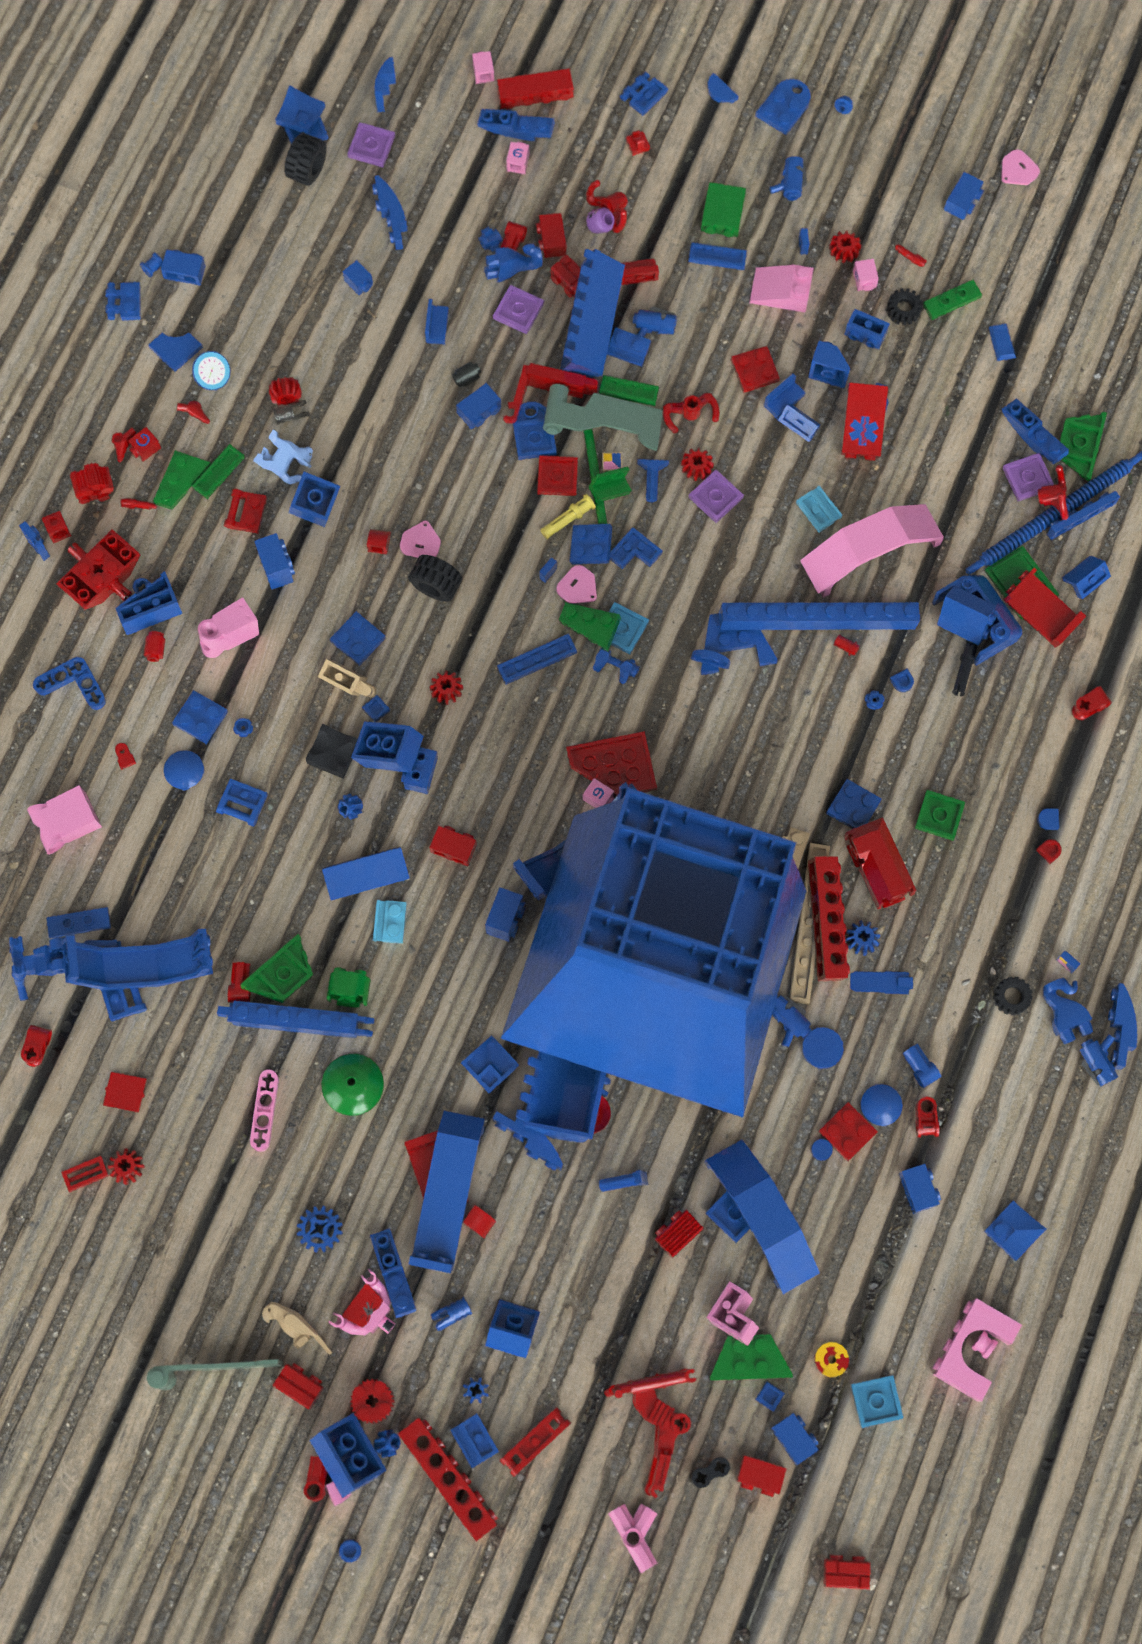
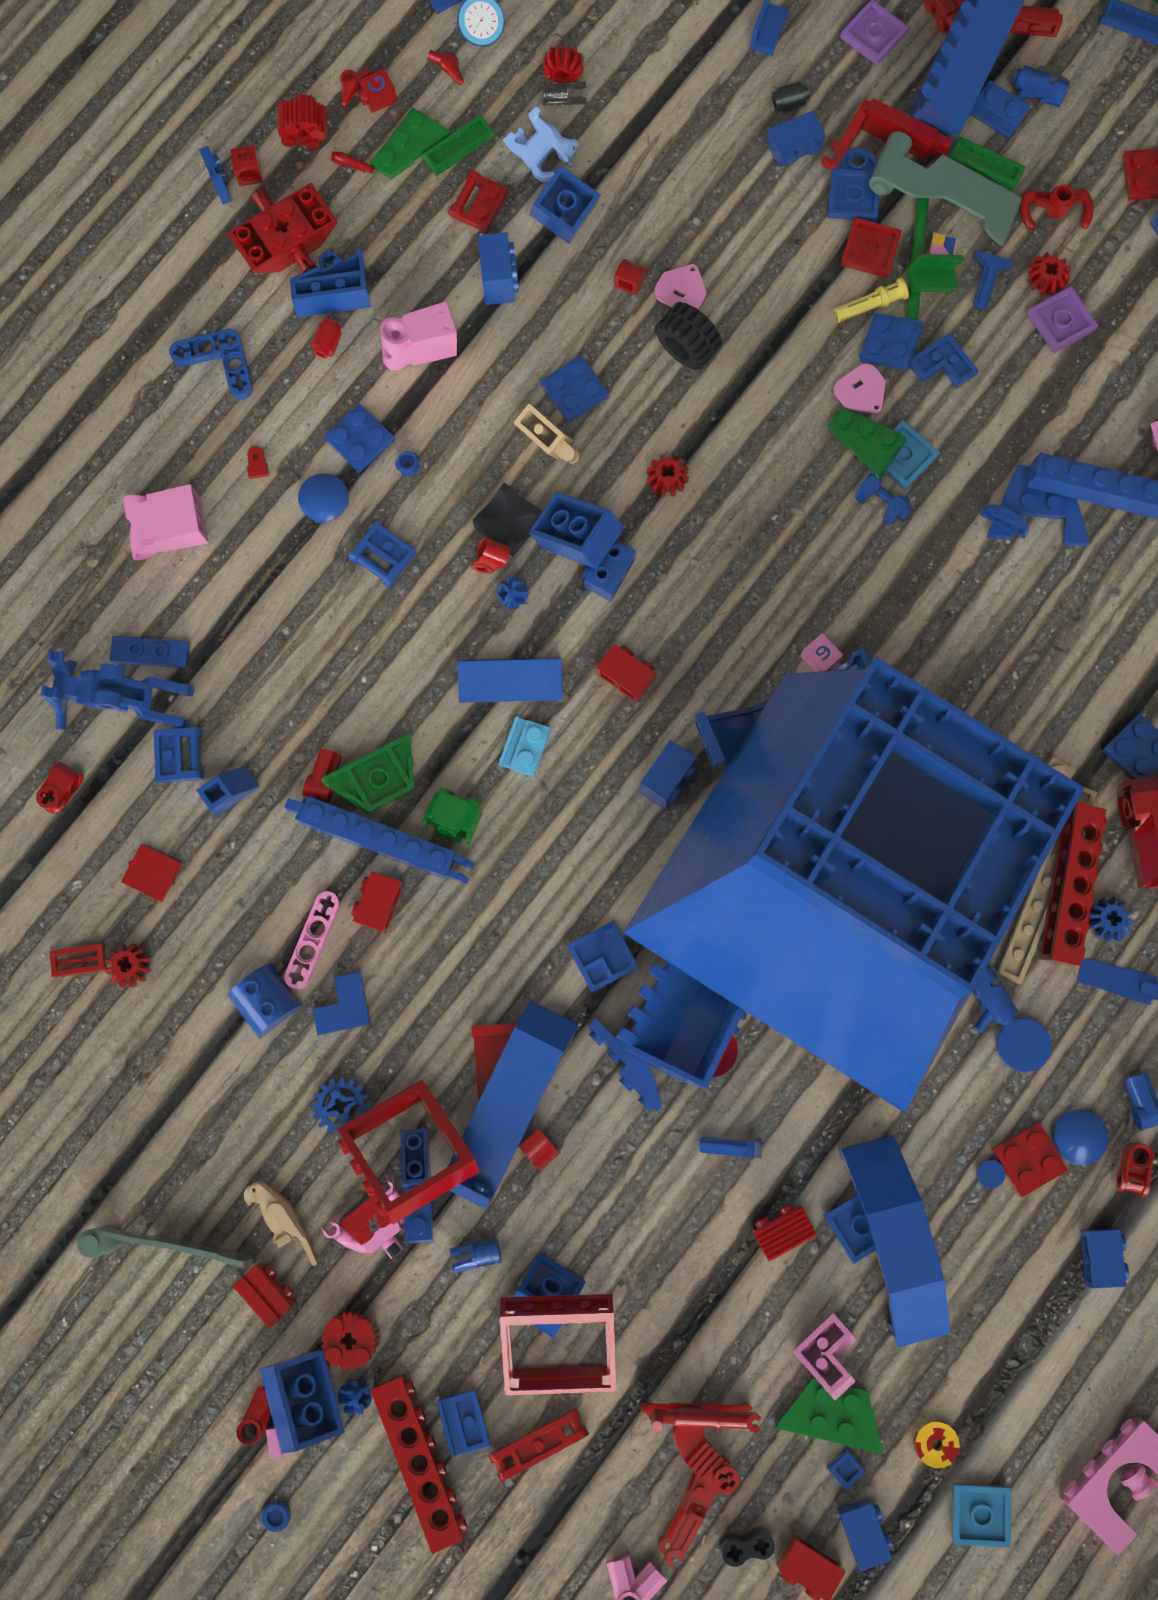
camera: 20 degrees right, 5 degrees up
(137, 965) = (199, 721): blue panel -> none
(169, 1012) = (227, 789): none -> blue slope
(238, 1165) = (264, 1000): none -> blue brick
(307, 1068) = (377, 902): none -> red brick
(307, 1156) = (349, 1012): none -> blue tile
(326, 782) = (490, 556): none -> red piece
(363, 1094) = (439, 951): green dish -> none
(376, 708) = (575, 480): blue tile -> none
(403, 1269) = (430, 1188): none -> red window
(470, 1393) = (483, 1368): blue gear -> none
(522, 1331) = (557, 1310): none -> red window
(537, 659) = (788, 468): blue plate -> none
(548, 569) = (830, 361): blue tile -> none
(615, 762) = (853, 619): red wing -> none

